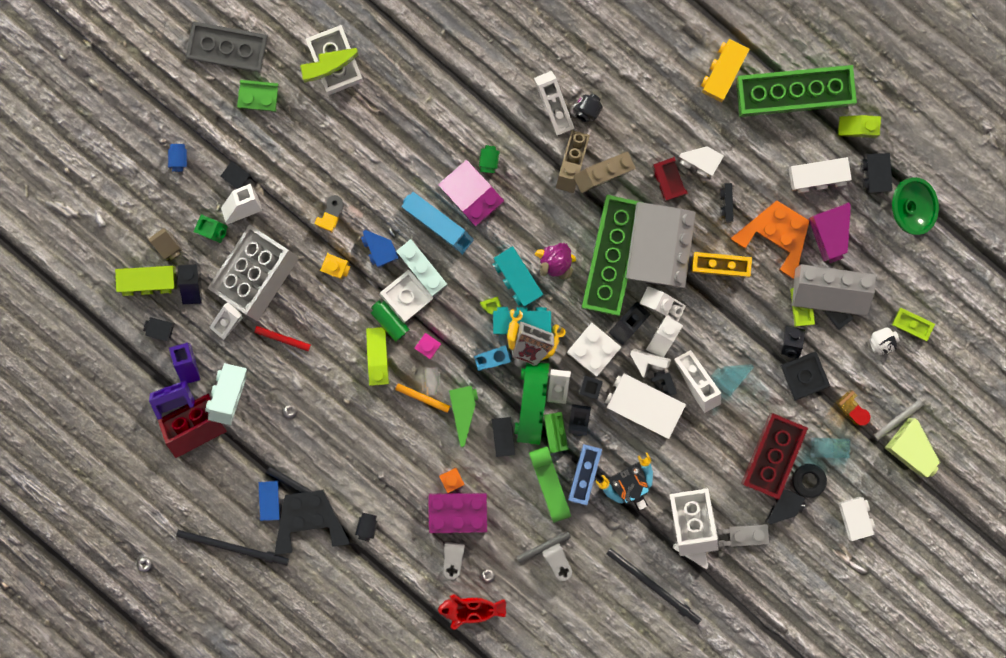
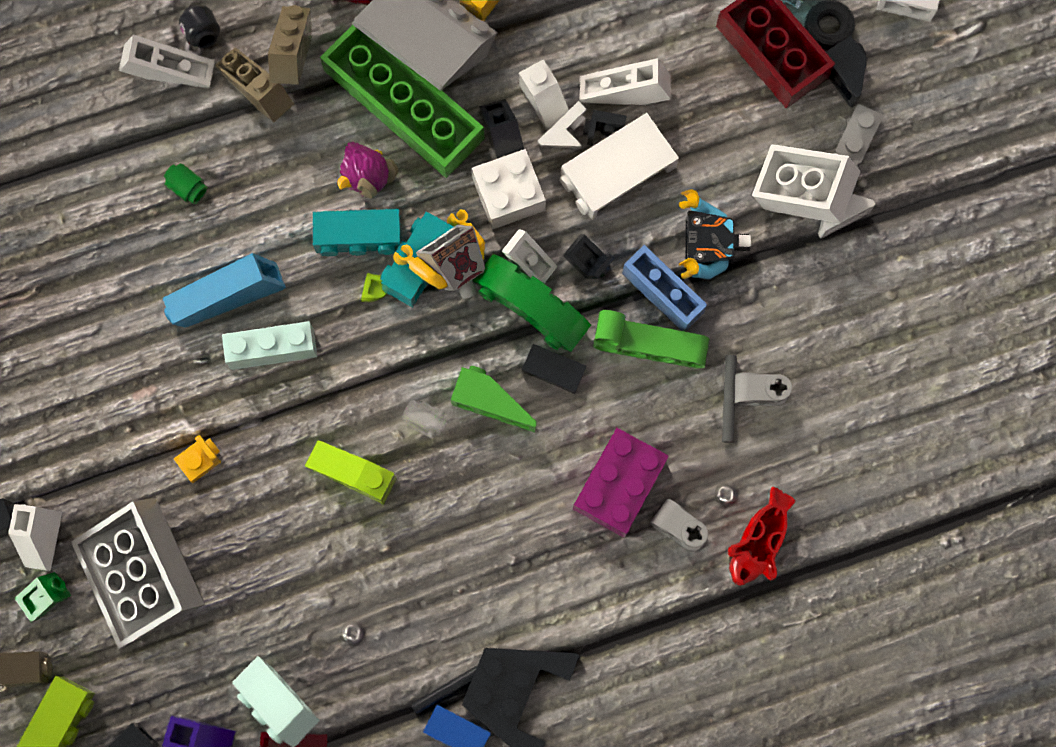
camera: 60 degrees left, 10 degrees down
(190, 284) = (97, 667): black slope -> none
(226, 321) = (177, 646): white slope -> none
(282, 338) = (249, 585): red bar -> none
(332, 214) = (127, 423): leg -> none
(366, 527) = (569, 617): black brick -> none
(381, 249) = (210, 384): blue slope -> none
(389, 320) = (312, 427): green brick -> none
(406, 296) = (293, 387): white plate -> none
(423, 398) = (440, 444): light orange bar -> none
(428, 346) = (376, 395): dark pink brick -> none
(451, 480) = (572, 468): orange plate -> none
(471, 193) = (215, 229): slope -> none
(493, 358) = (443, 321): dark azure leg -> none
(556, 432) = (586, 294): bright green plate -> none
(590, 387) = (555, 218): black brick -> none
(662, 304) = (498, 74): white slope -> none
(683, 609) = (909, 267): black bar -> none
(730, 377) = (644, 40): clear light blue slope -> none

